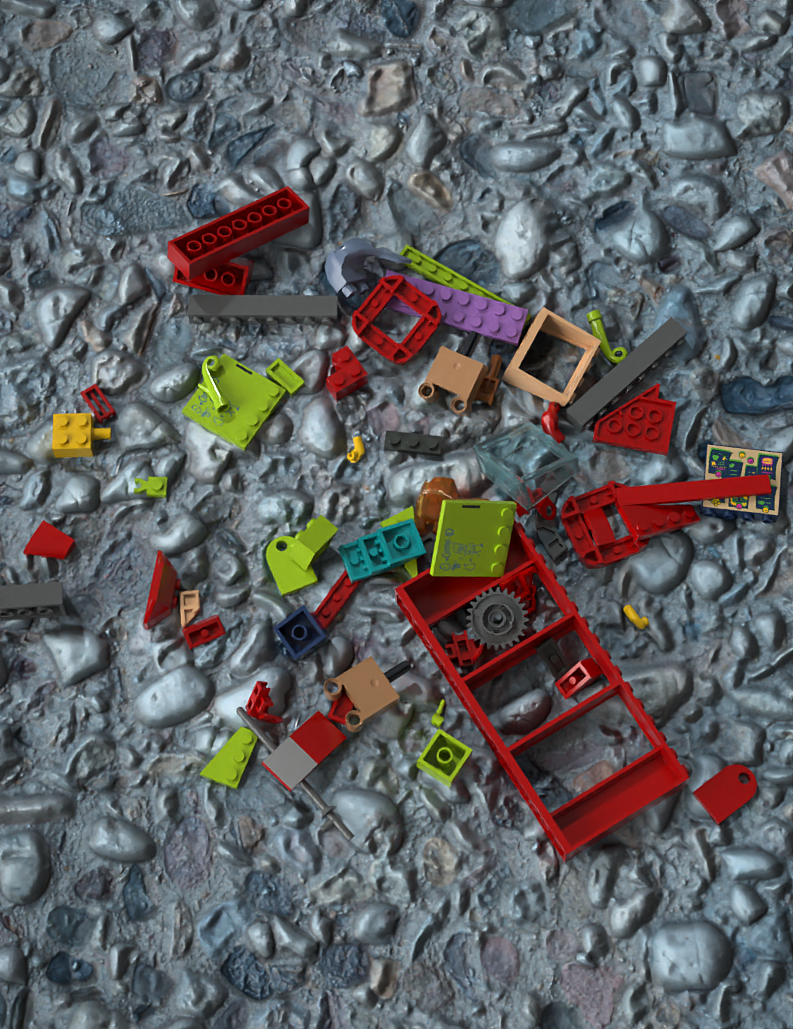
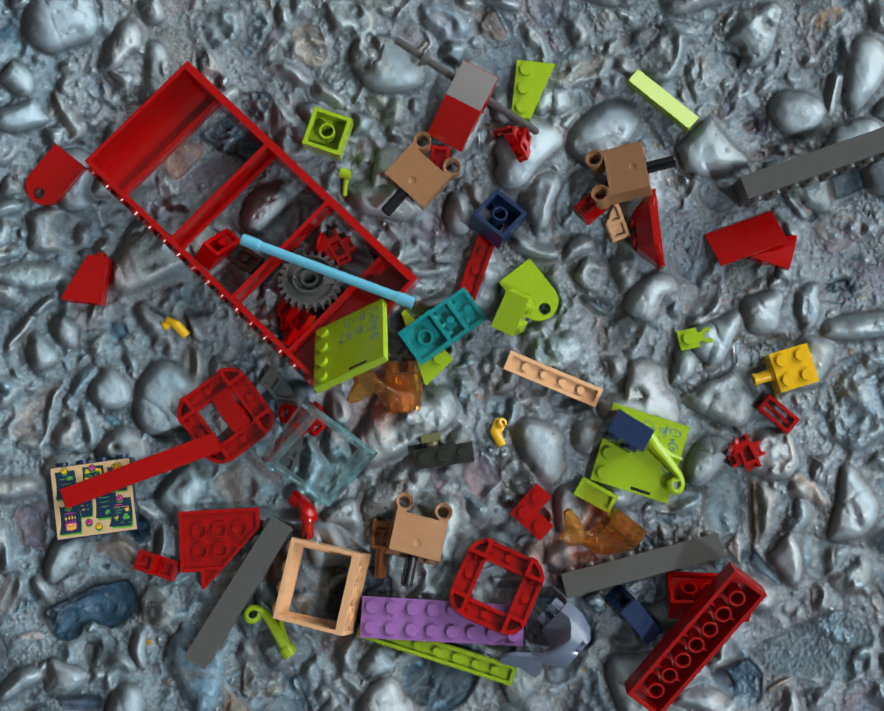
camera: 165 degrees right, 15 degrees up
(72, 560) = (746, 238): none -> red piece
(106, 712) = (662, 100): none -> slope
(144, 377) = (741, 453): none -> red piece
(165, 641) = (626, 173): none -> medium nougat piece
(243, 412) = (626, 431): none -> dark blue brick
(282, 270) = (634, 614): none -> dark blue slope
(282, 338) = (609, 536): none -> clear orange hips
(293, 482) = (553, 379): none -> light nougat plate
(418, 573) = (396, 296): none -> medium azure piece
(420, 458) = (431, 439): none -> olive plate
(653, 520) = (176, 428): red wing -> none
(695, 416) = (156, 565): none -> red slope
(709, 677) = (90, 282): none -> red slope

